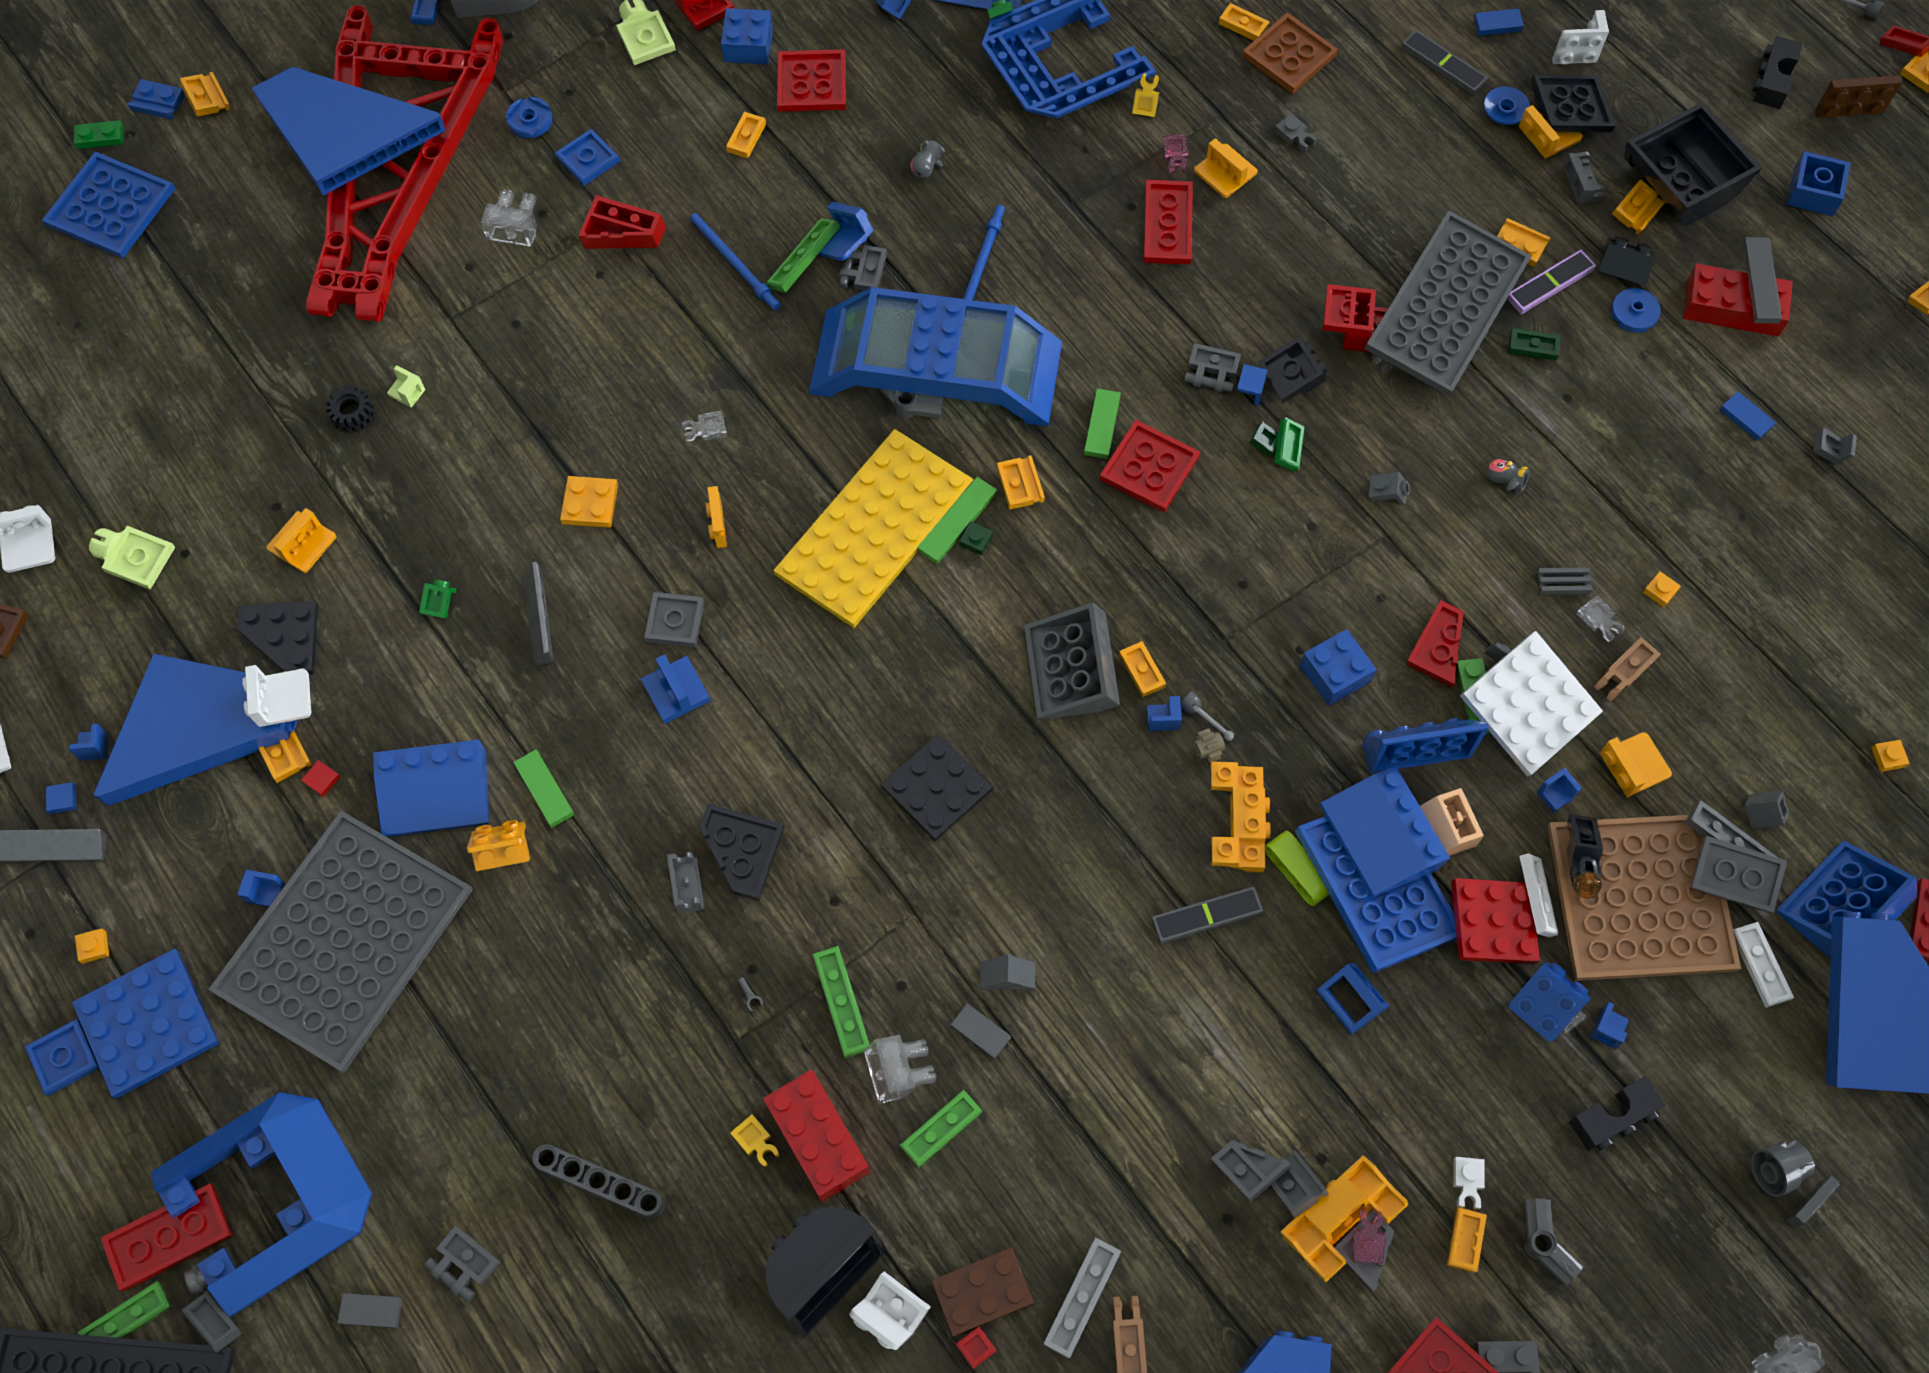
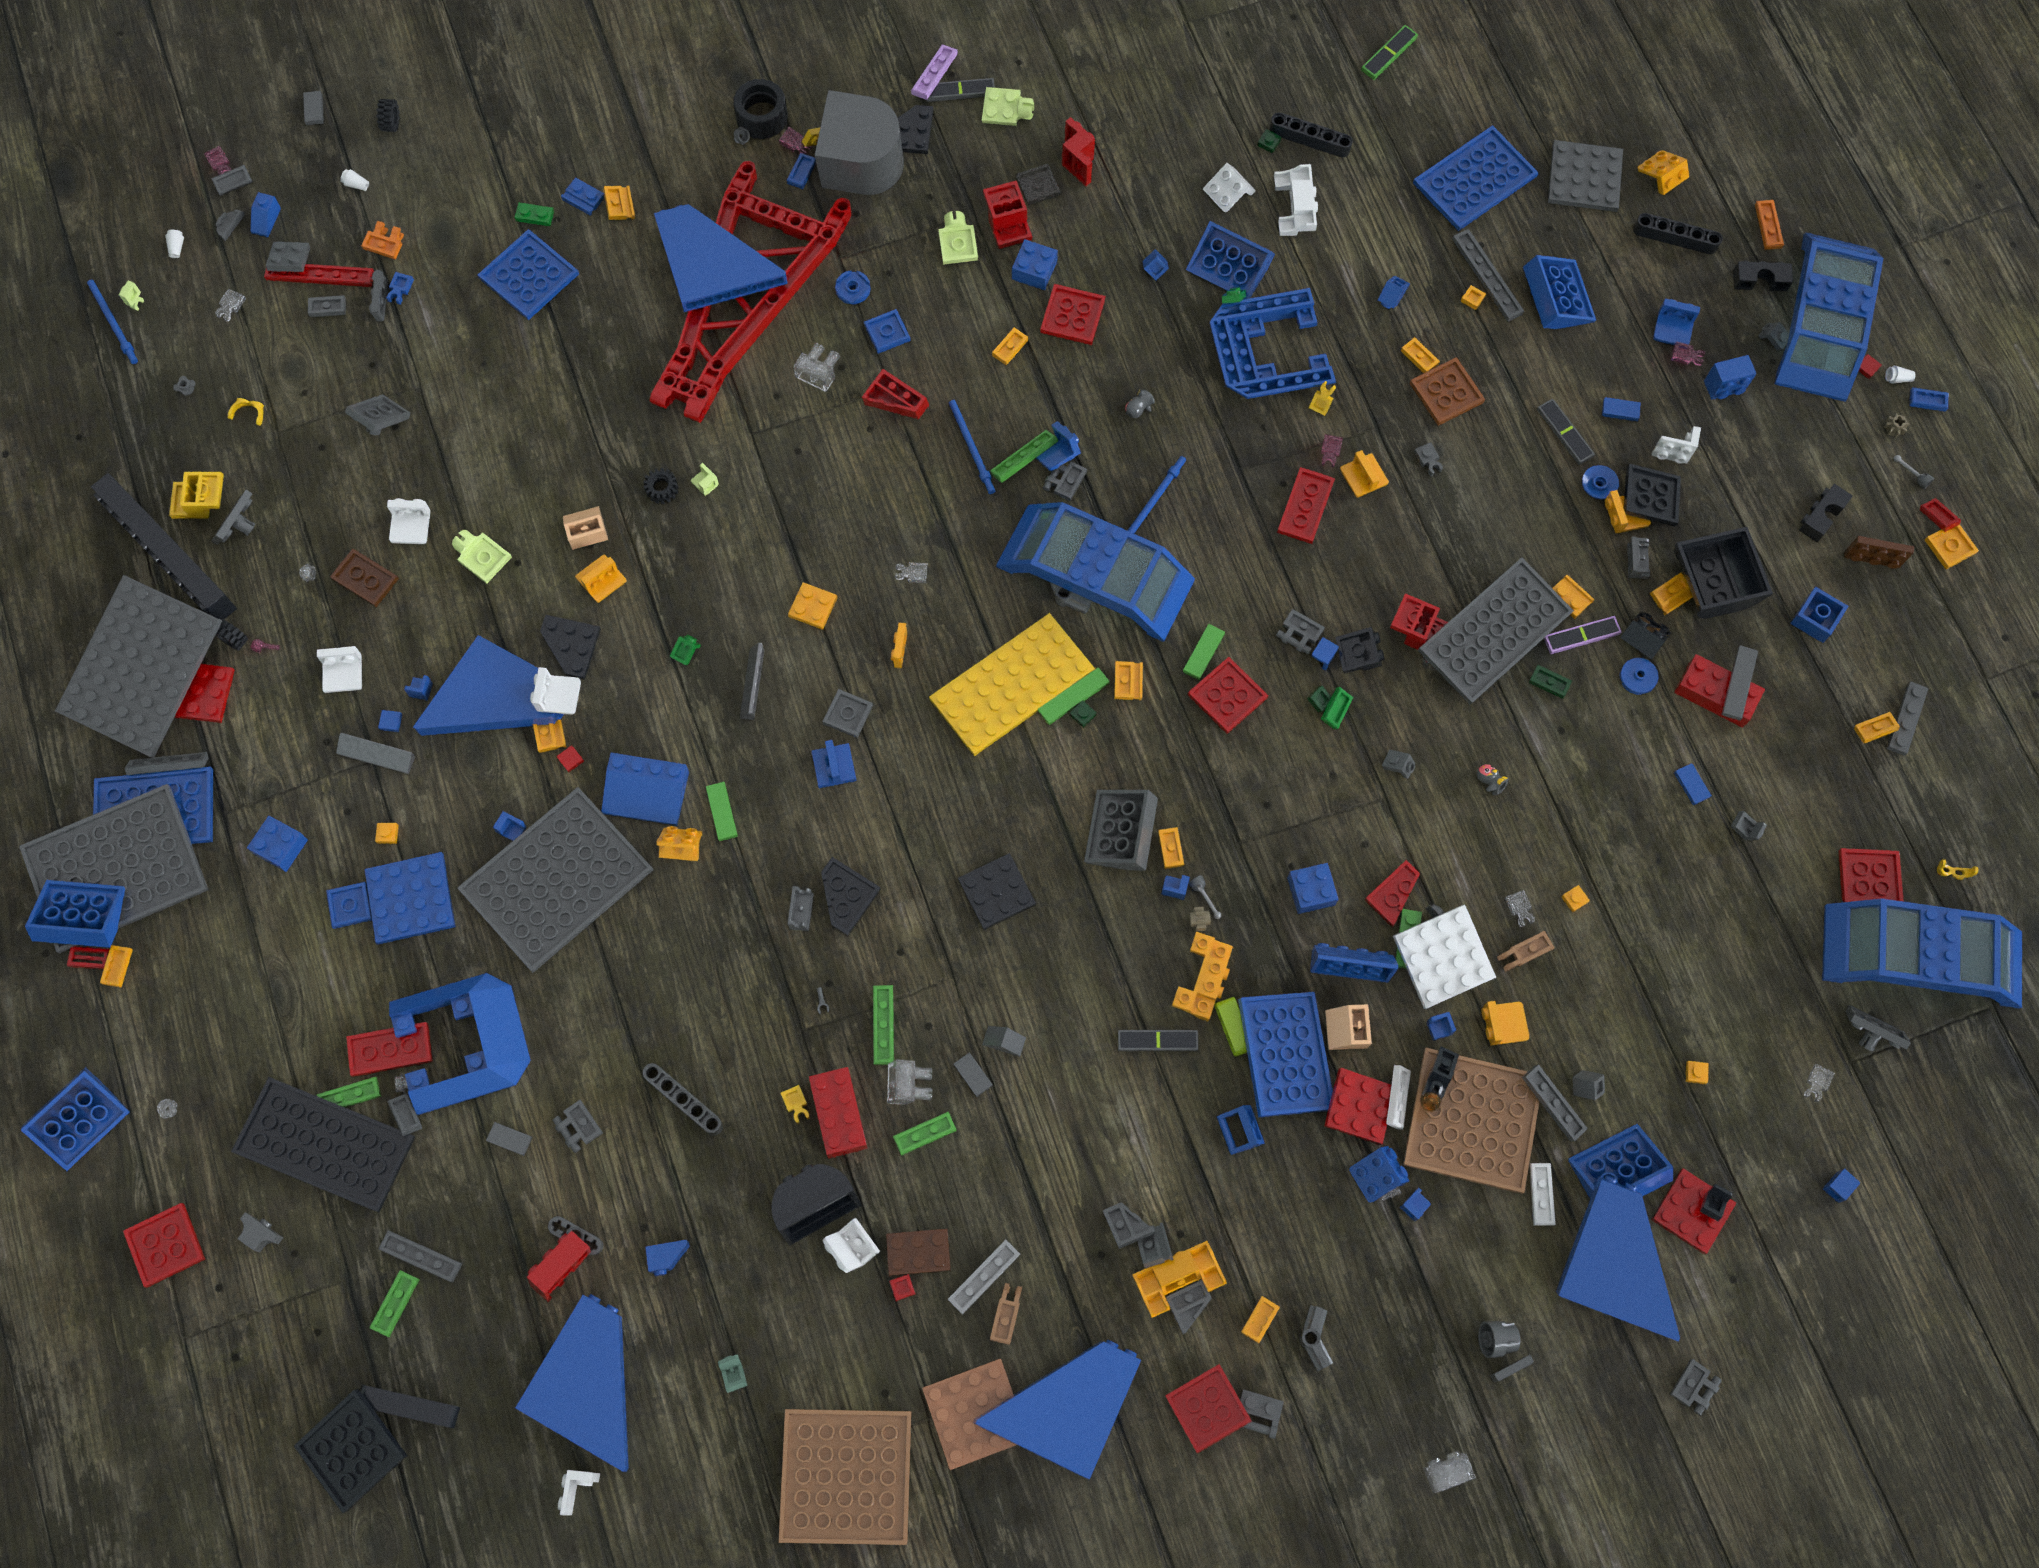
camera: 15 degrees right, 5 degrees up
(264, 485) = (585, 528): none -> light nougat slope
(1369, 1242) = (1191, 1300): clear pink plate -> none
(1384, 832) = (1301, 1019): blue slope -> none
(1469, 1176) = (1278, 1278): white plate -> none
(1564, 576) = (1490, 860): dark grey tile -> none
(1638, 1103) = (1415, 1264): black arch -> none
(1738, 874) = (1545, 1126): dark grey plate -> none

